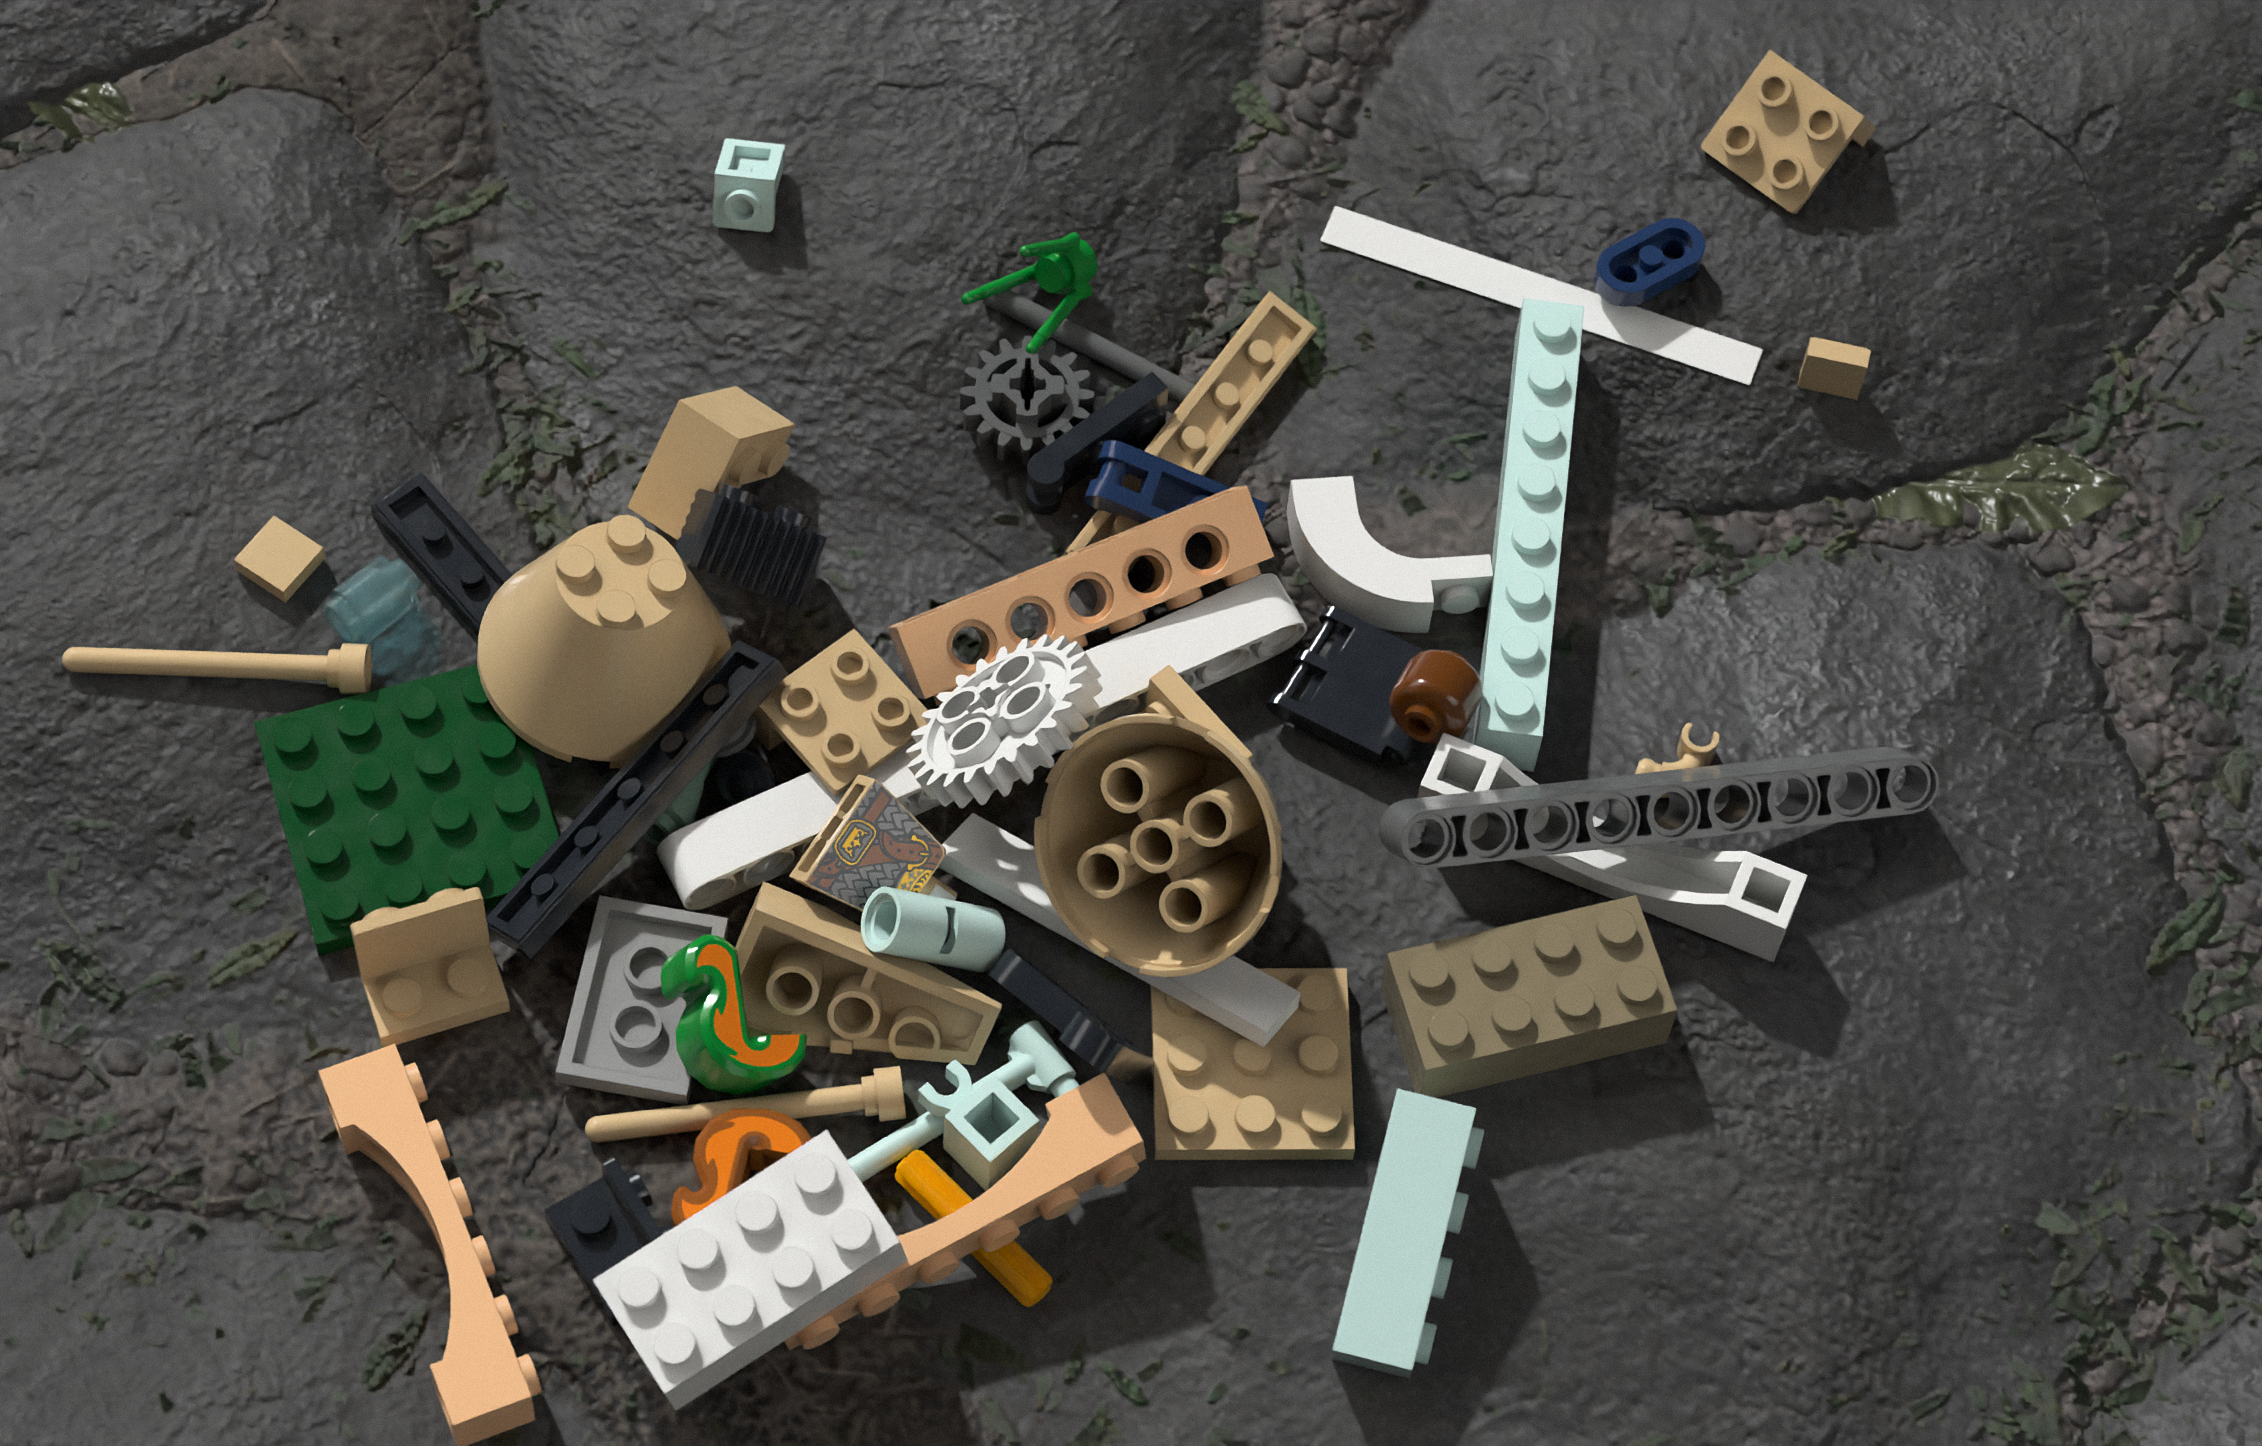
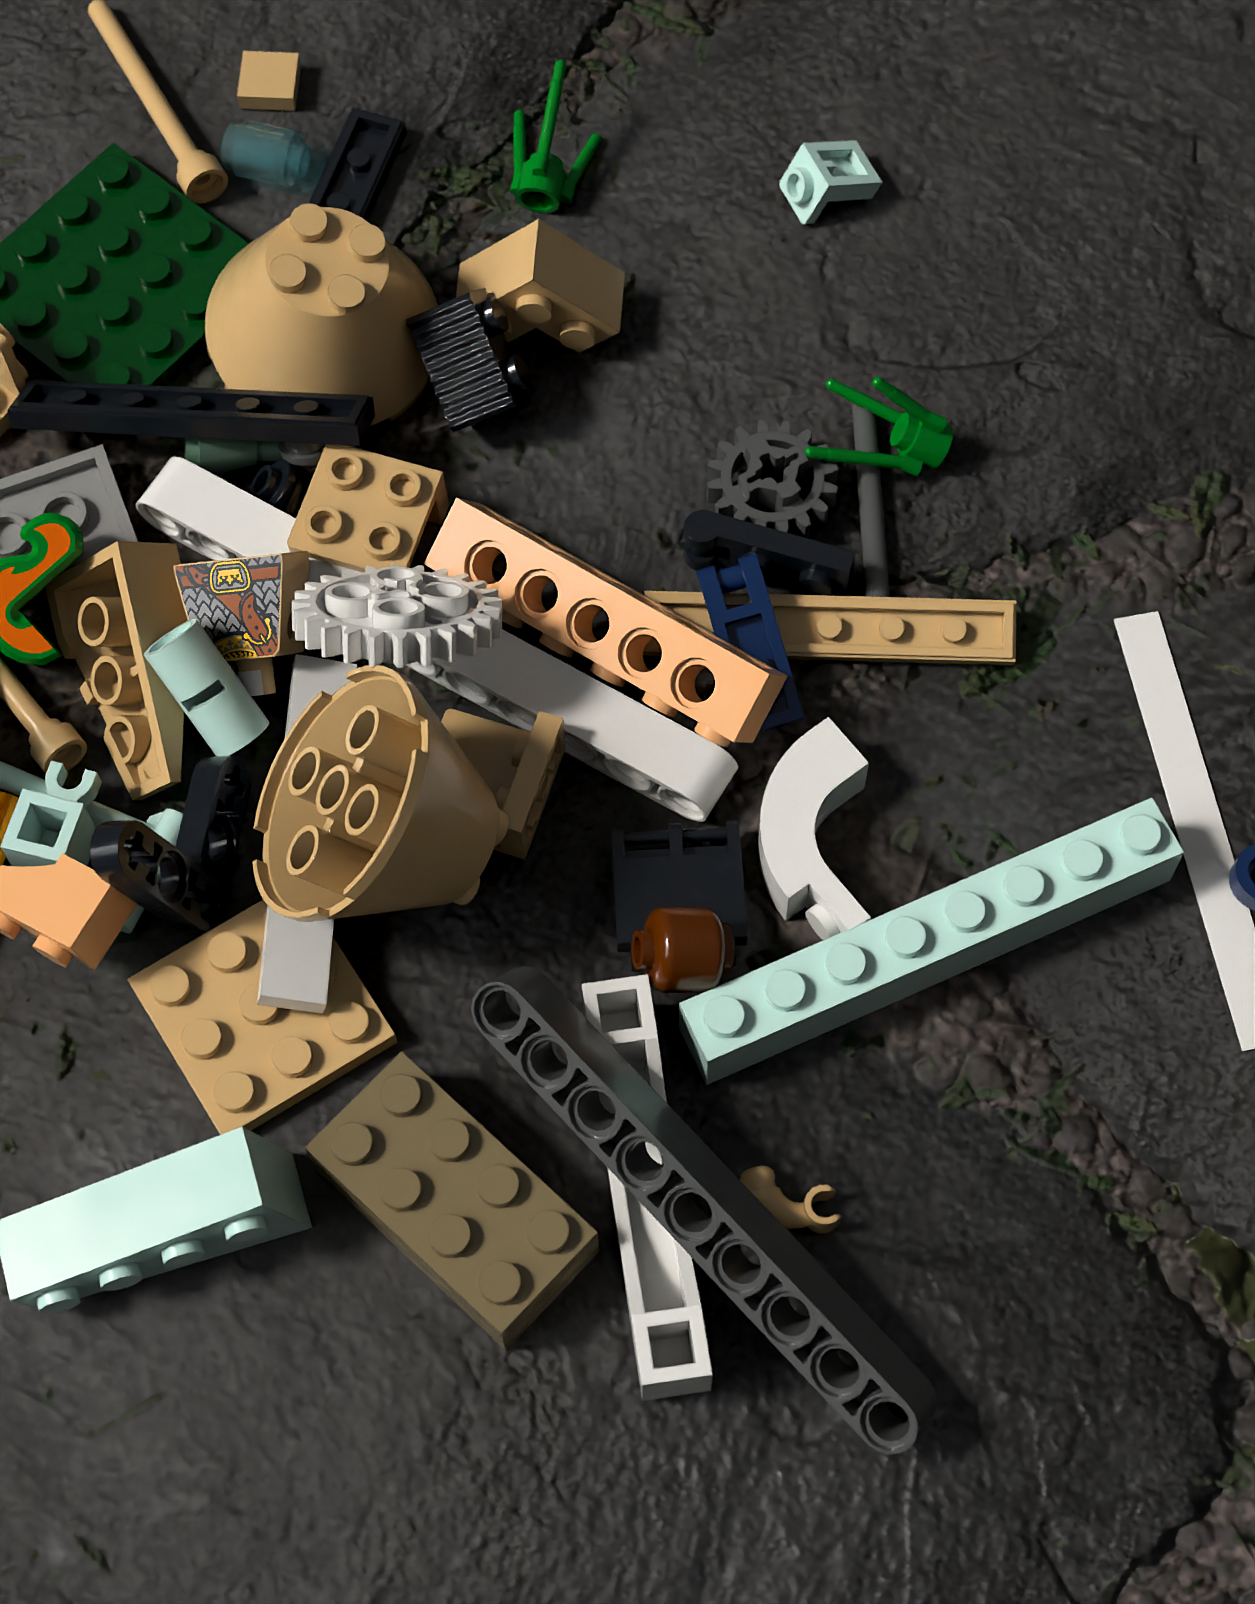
camera: 65 degrees right, 5 degrees up
(575, 393) = (541, 180): none -> green plant

